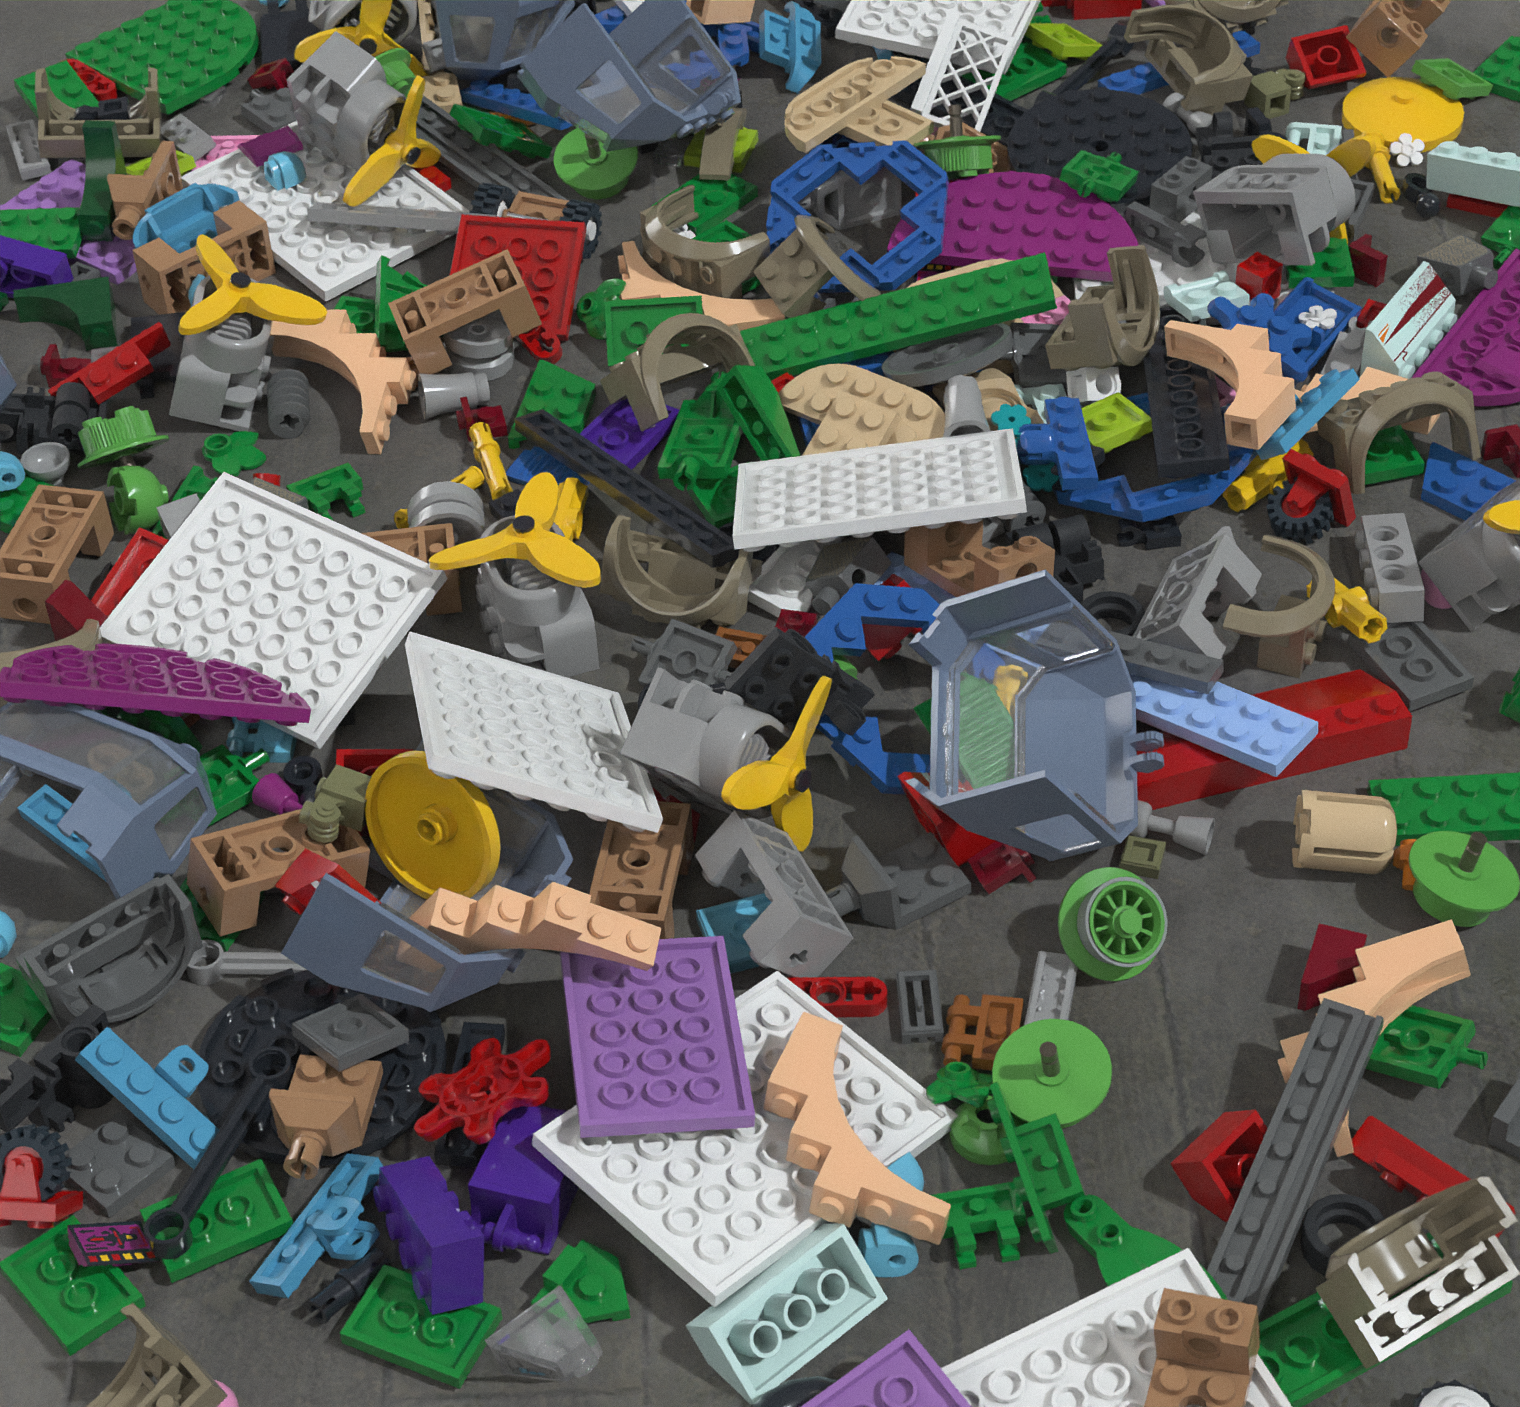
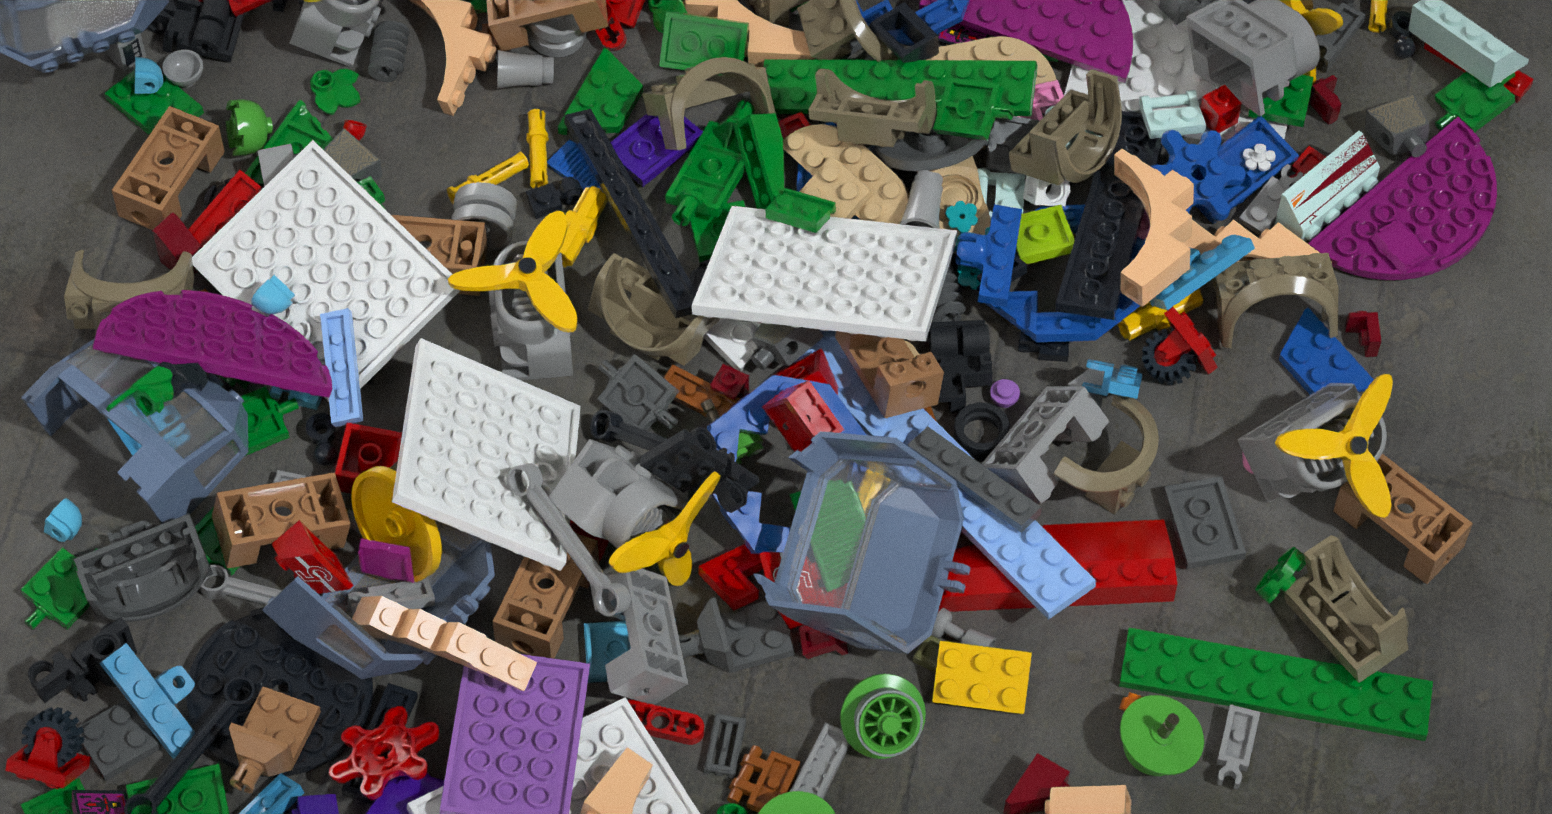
camera: 10 degrees right, 15 degrees up
(94, 720) = (162, 385): none -> green animal
(118, 438) = (243, 66): bright green piece -> none
(211, 637) = (272, 297): none -> medium azure piece
(275, 795) = (296, 445): magenta piece -> none
(314, 684) = (342, 365): none -> light blue plate
(331, 485) = (399, 146): green plate -> none
(338, 801) = (335, 480): olive brick -> none
(350, 1032) = (302, 678): dark grey plate -> none
(422, 874) = (386, 560): none -> magenta piece
(490, 415) = (545, 100): dark red bracket -> none
(659, 794) = (569, 539): none -> light grey piece
(822, 447) = (800, 210): none -> green plate
(869, 818) = (729, 575): none -> red plate
(877, 338) = (871, 119): none -> dark tan piece
(888, 264) = (913, 26): none -> black tile
(919, 590) = (794, 407): none -> red window
(985, 307) = (969, 108): none -> green plate
(1123, 582) = (1004, 393): none -> medium lavender plate
(1166, 234) = (1161, 38): dark grey plate -> none
(1215, 862) = (982, 677): none -> yellow plate
(1270, 521) = (1116, 381): none -> dark azure plate
(1343, 832) = (1087, 676): tan cylinder -> none
(1354, 612) = (1171, 467): yellow piece -> none
(1390, 567) = (1219, 433): light grey brick -> none
(1392, 456) = (1264, 319): green plate -> none

